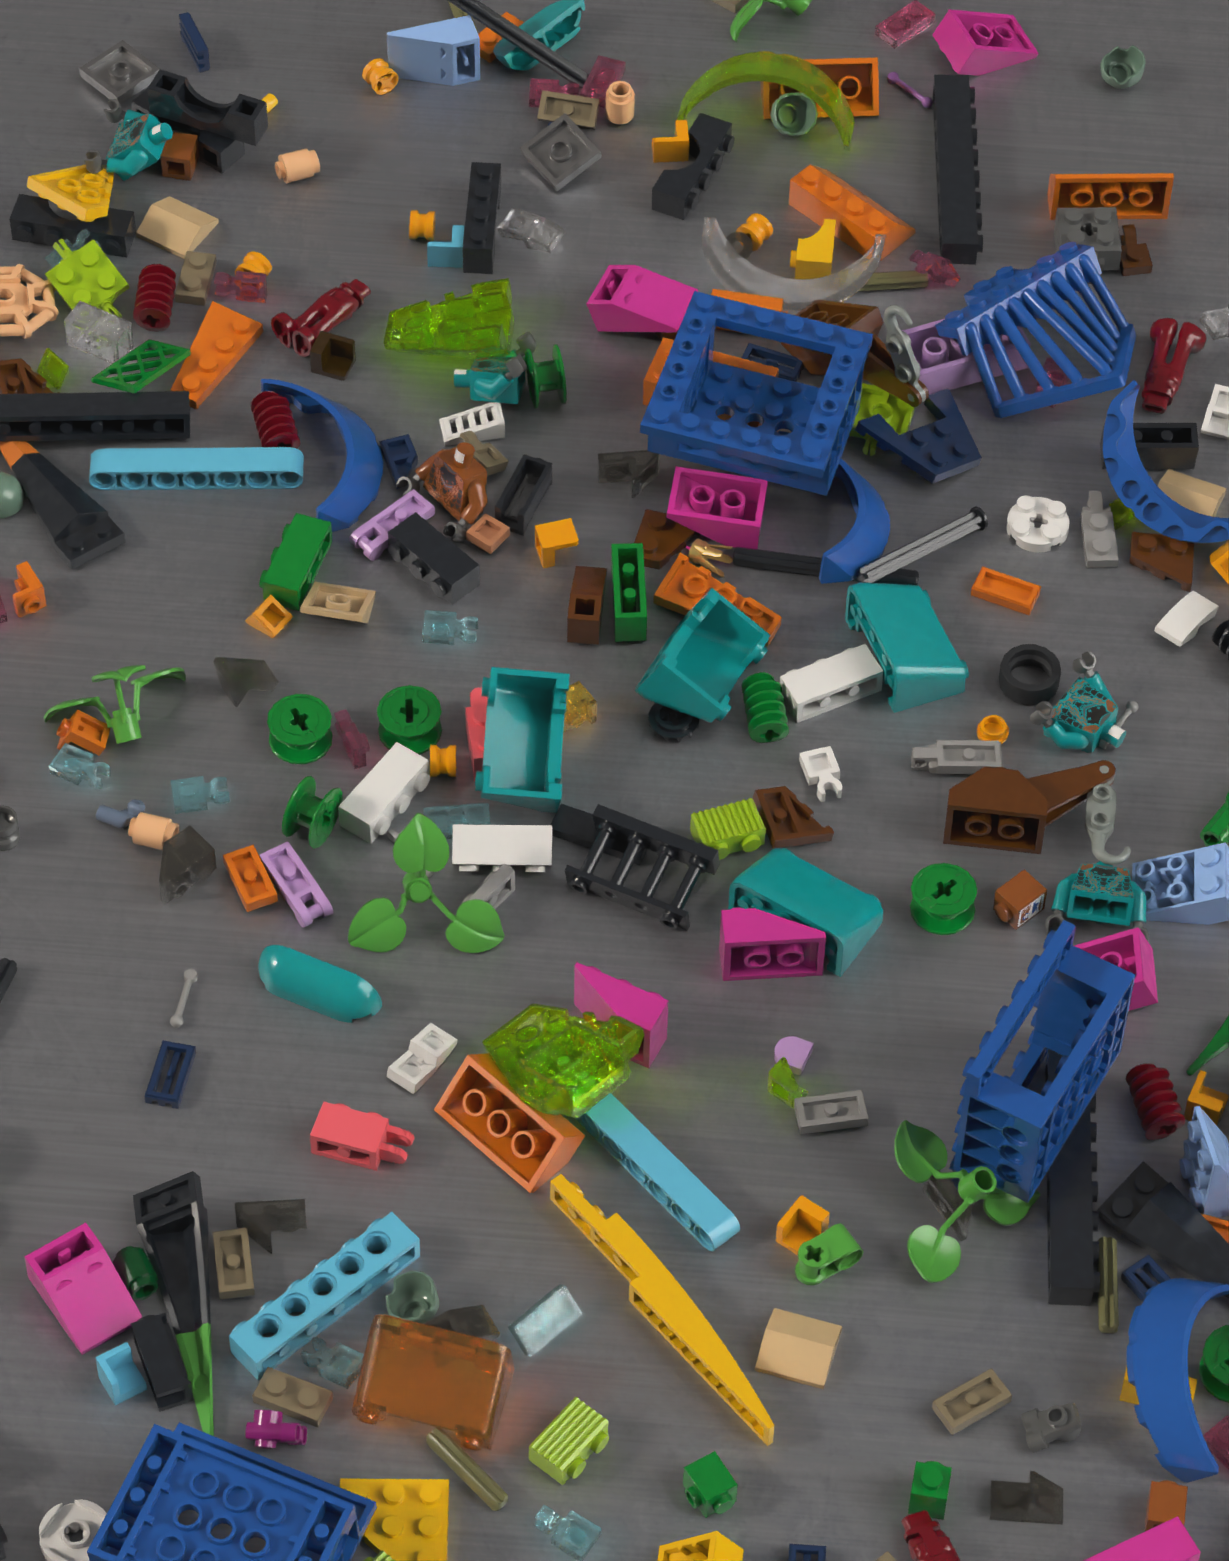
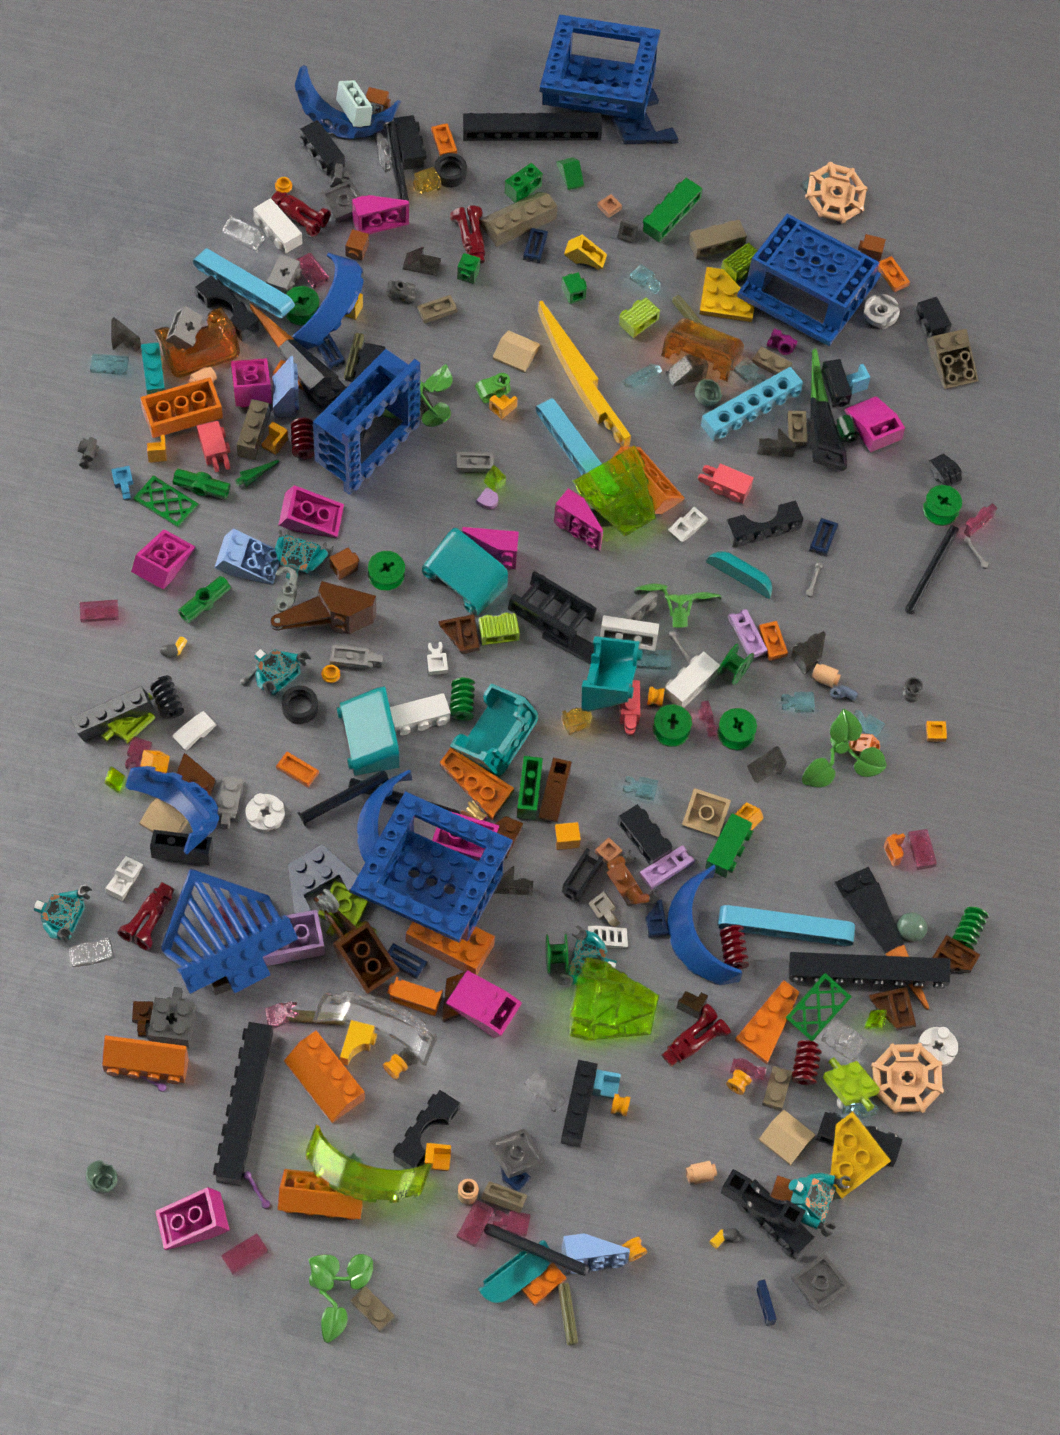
camera: 175 degrees left, 10 degrees up
(318, 1053) = (743, 530): none -> black arch

